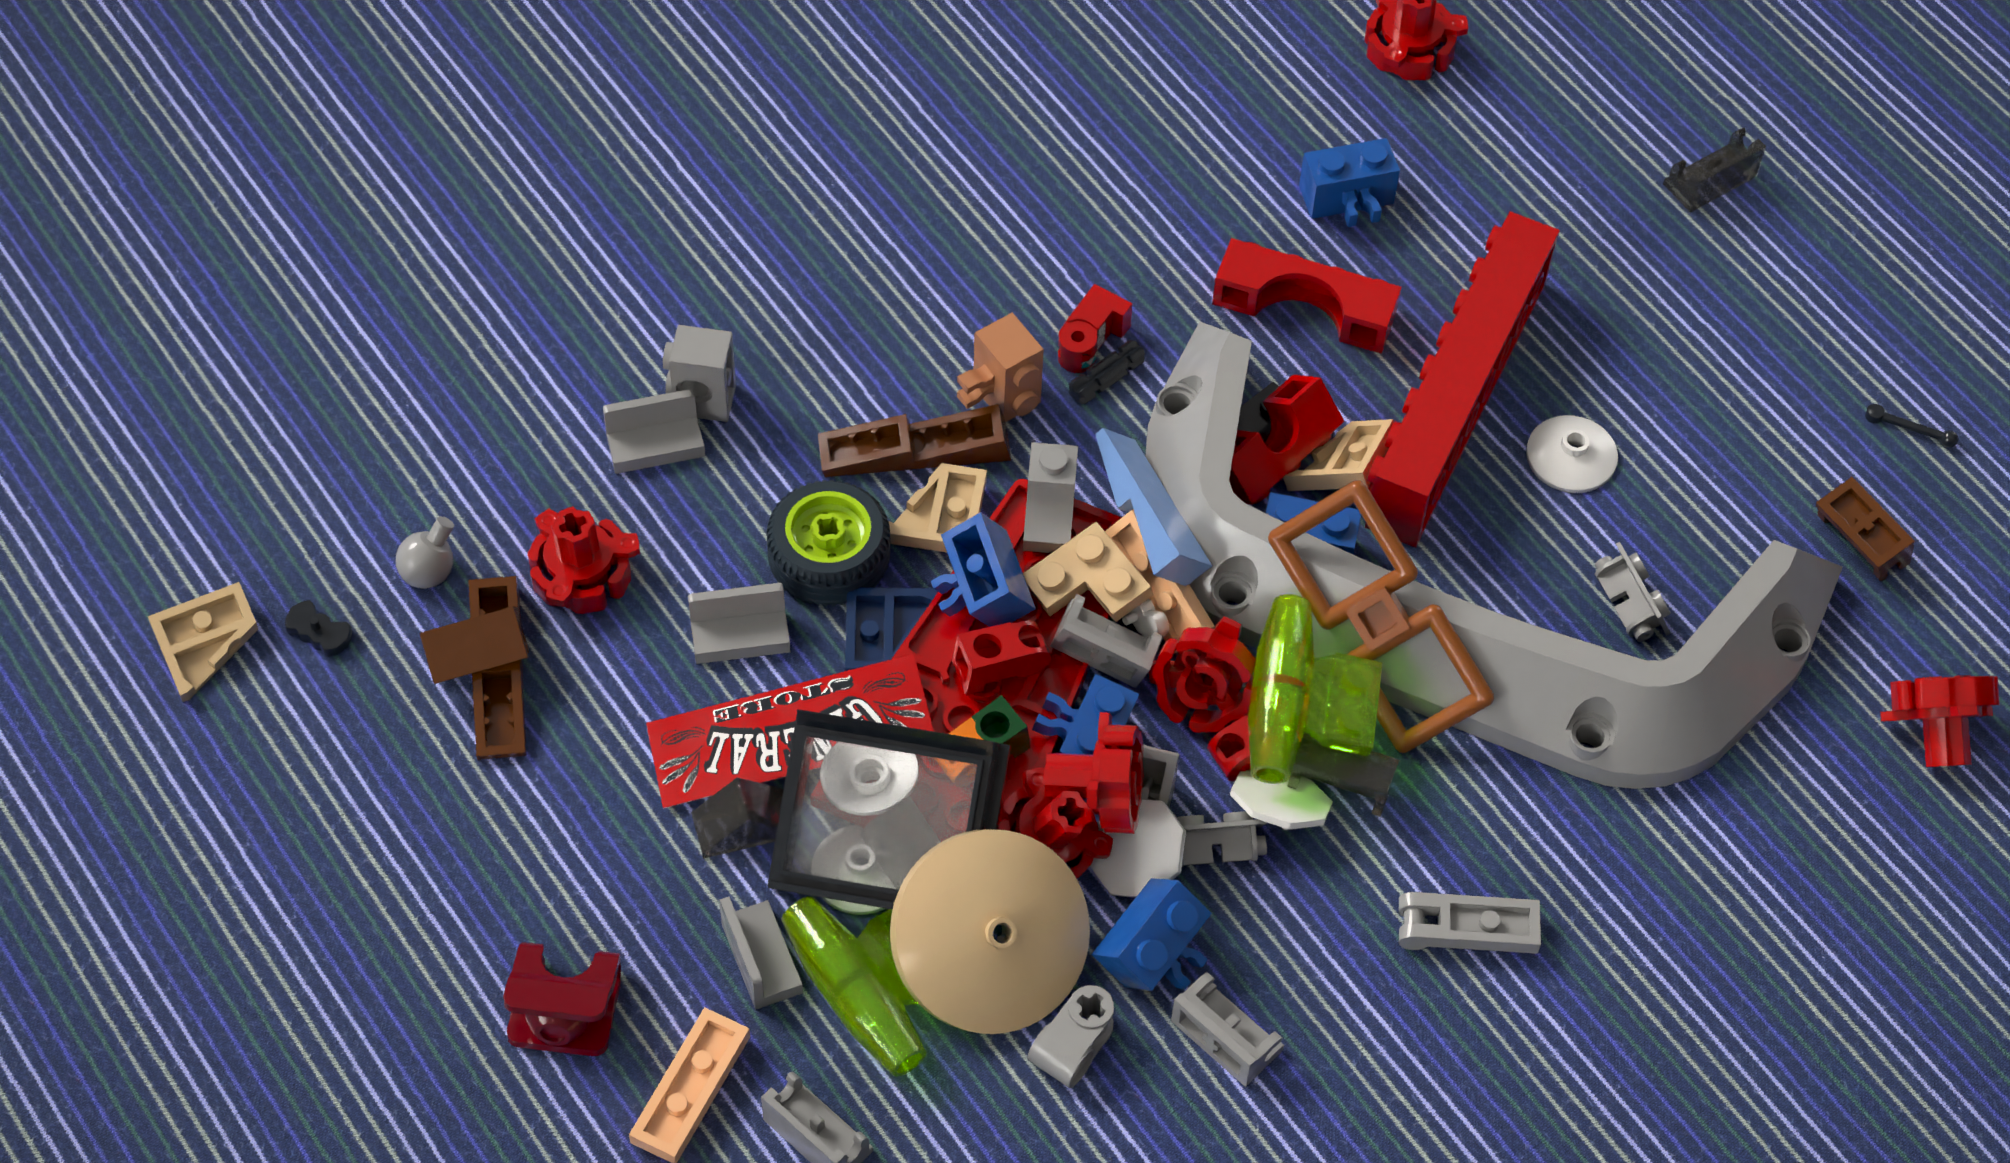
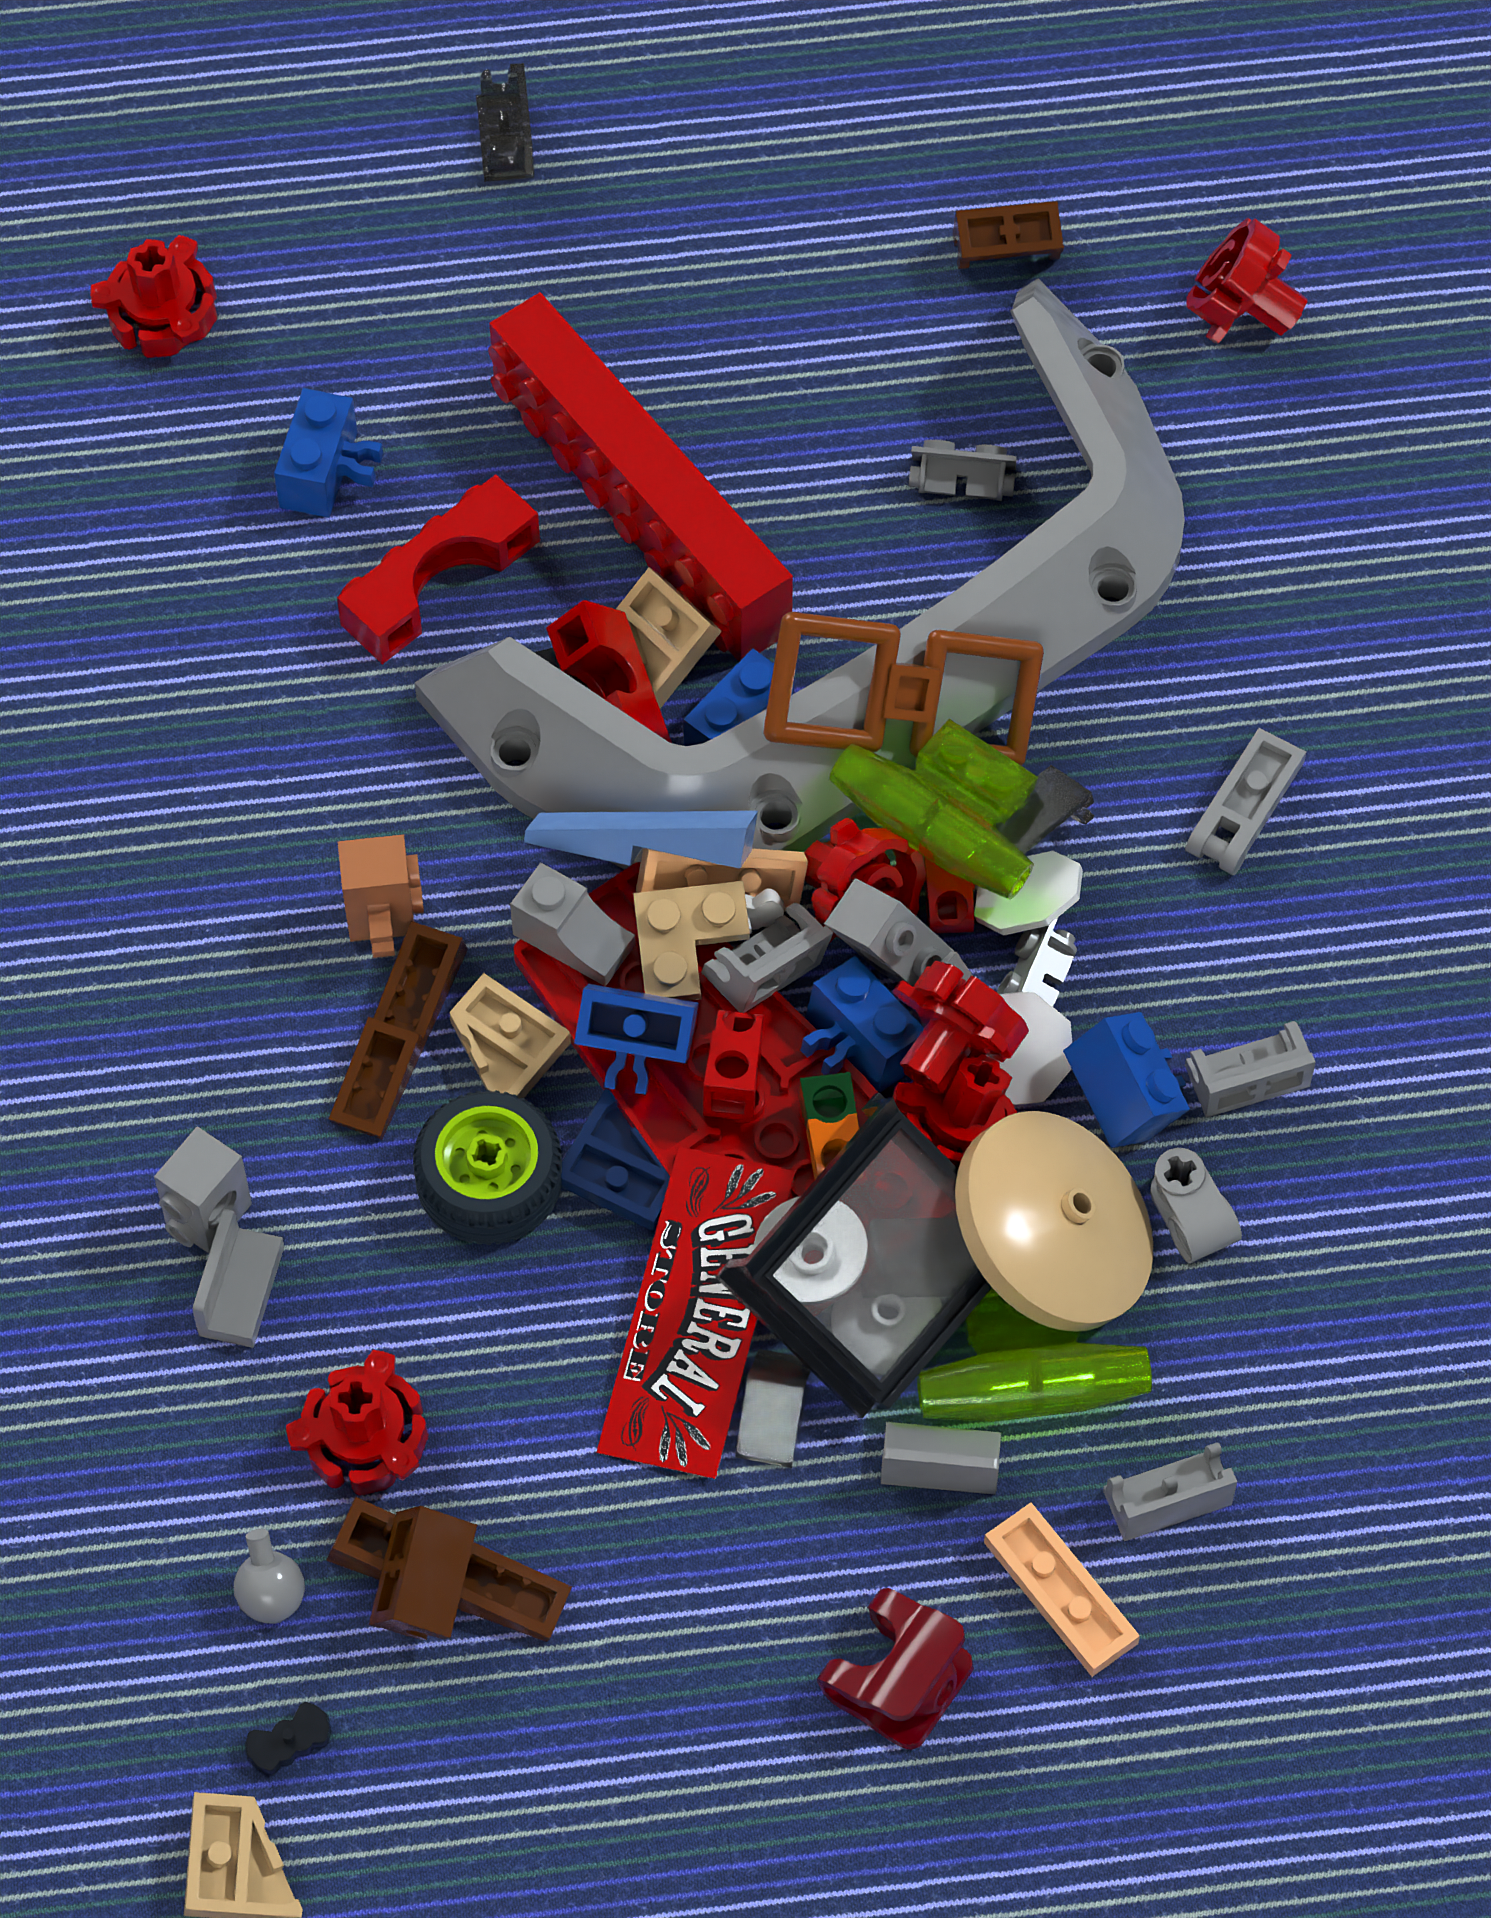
camera: 60 degrees left, 5 degrees up
(739, 623) = (536, 1305): light grey panel -> none
(1090, 326) = (347, 780): red leg -> none
(1106, 372) = (417, 803): black axle -> none
(1168, 704) = (885, 933): none -> light grey brick
(1570, 467) = (758, 453): white dish -> none
(1875, 413) = (871, 154): black hinge -> none

